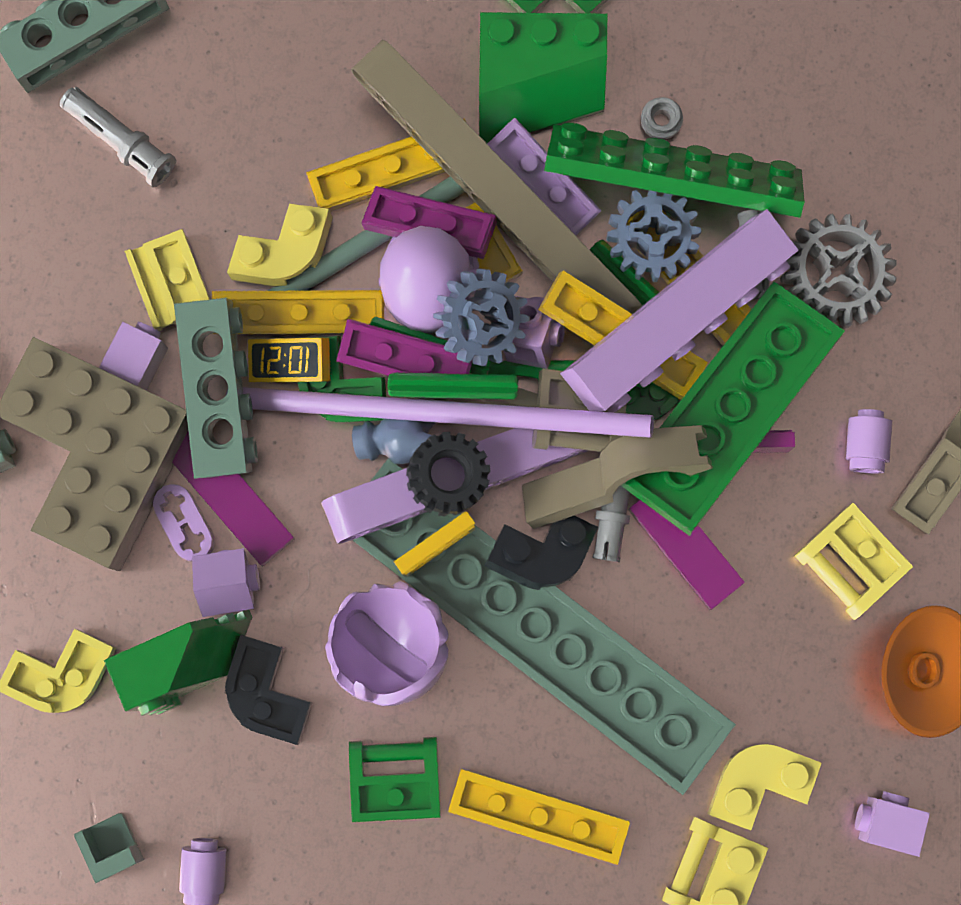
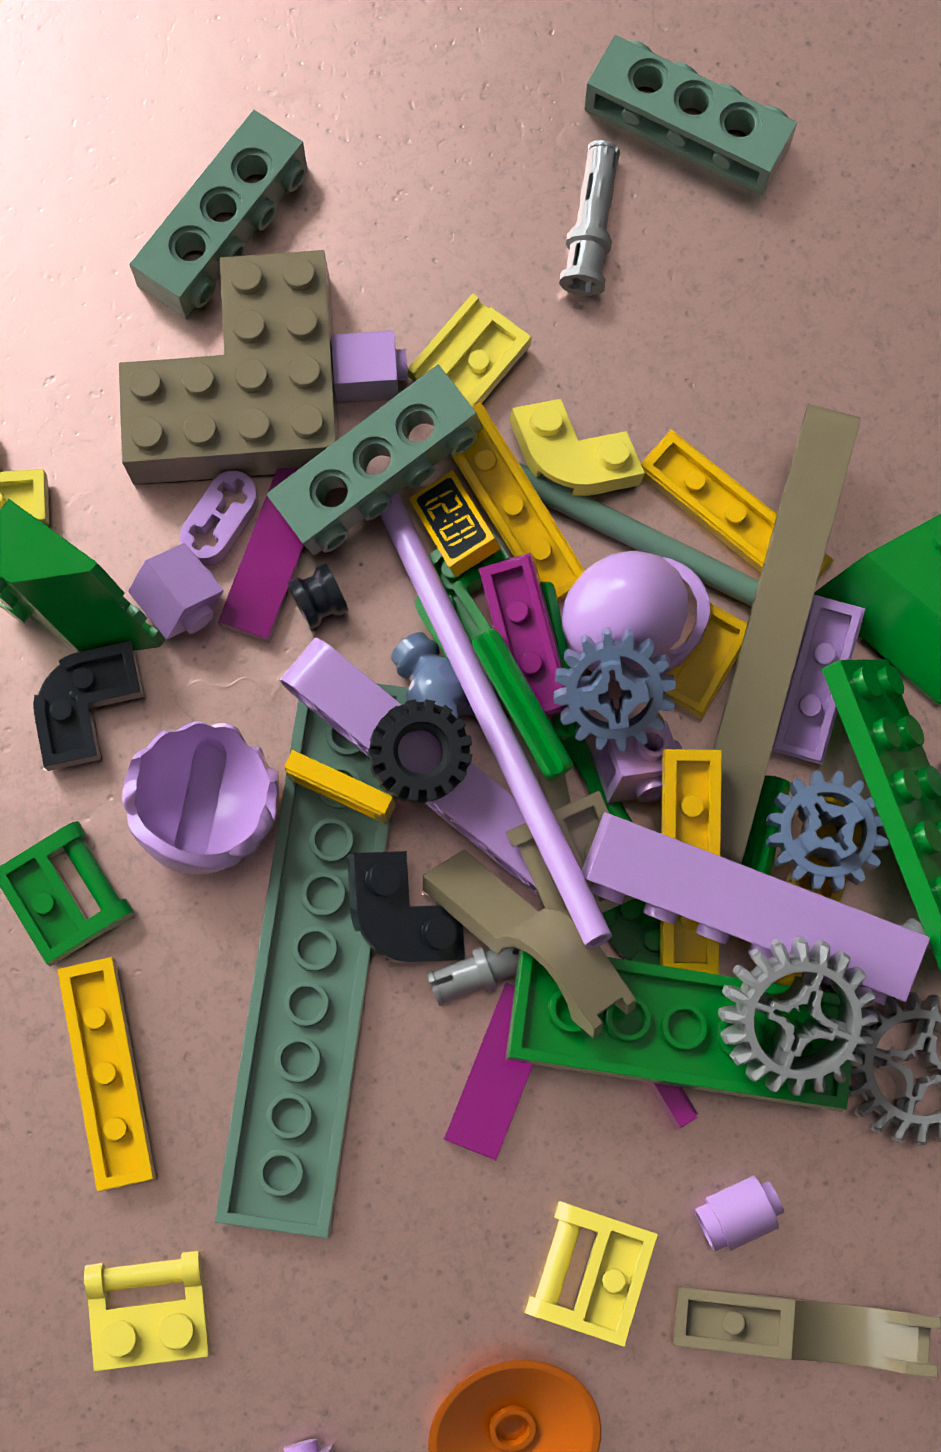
camera: 60 degrees right, 5 degrees down
(284, 485) = (318, 596): none -> black wheel
(396, 212) = (684, 543): magenta tile -> none
(753, 772) = (290, 1294): light yellow plate -> none
(796, 346) = (804, 991): none -> light grey gear

